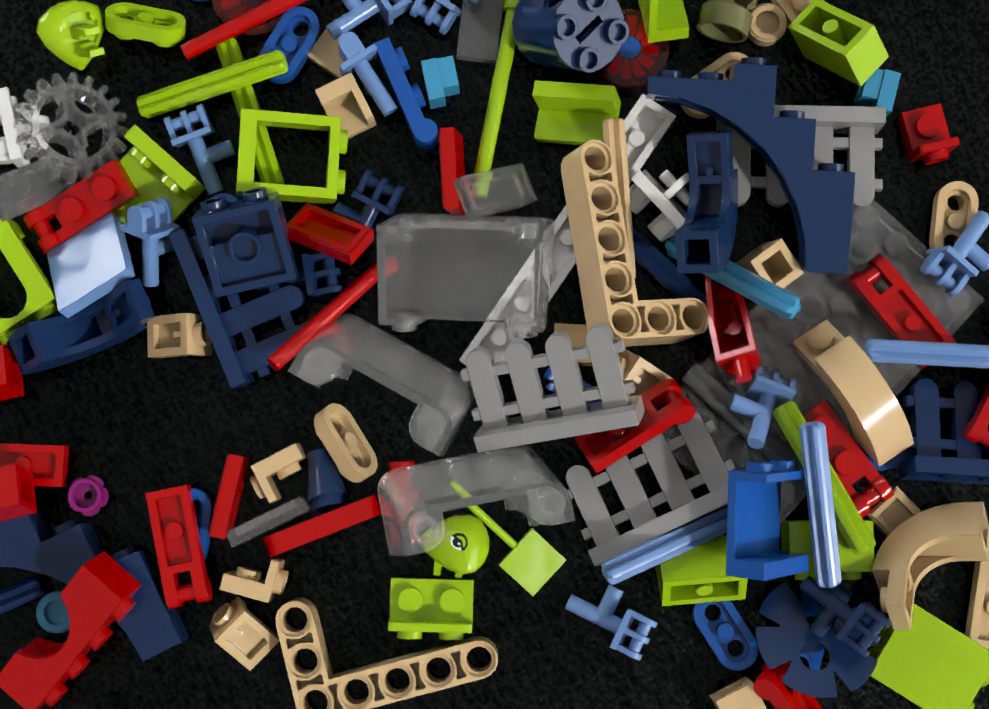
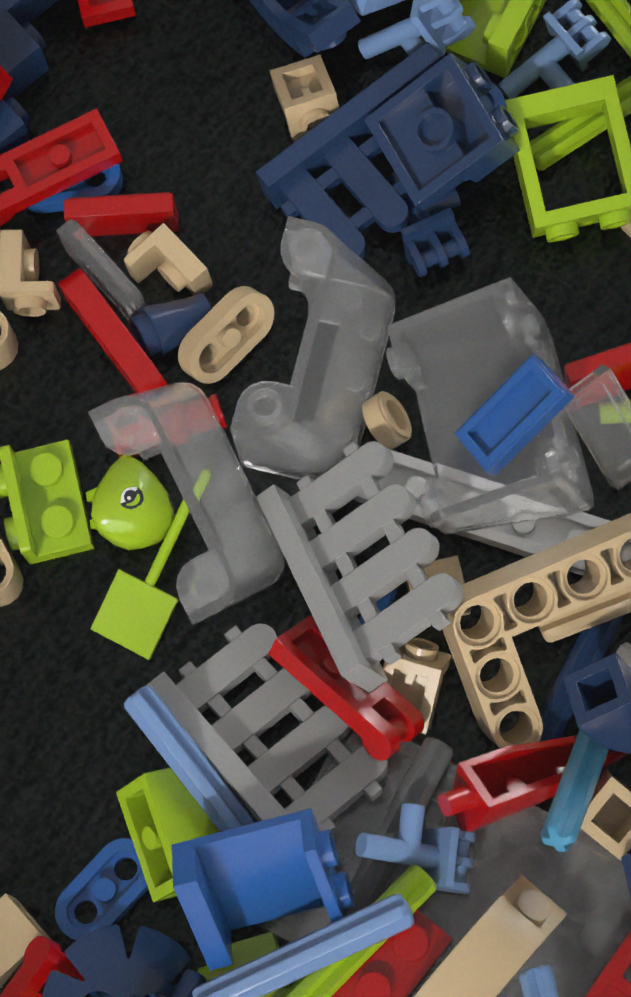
camera: 85 degrees right, 10 degrees down
(77, 493) = (79, 40): magenta plate -> none
(324, 318) = (376, 257): red bar -> none
(329, 233) = (489, 234): red tile -> none
(372, 203) = (544, 282): dark blue arm -> none
(443, 345) = (387, 420): none -> tan tile
(473, 253) = (514, 415): none -> blue tile
(604, 618) = (77, 749): medium blue arm -> none

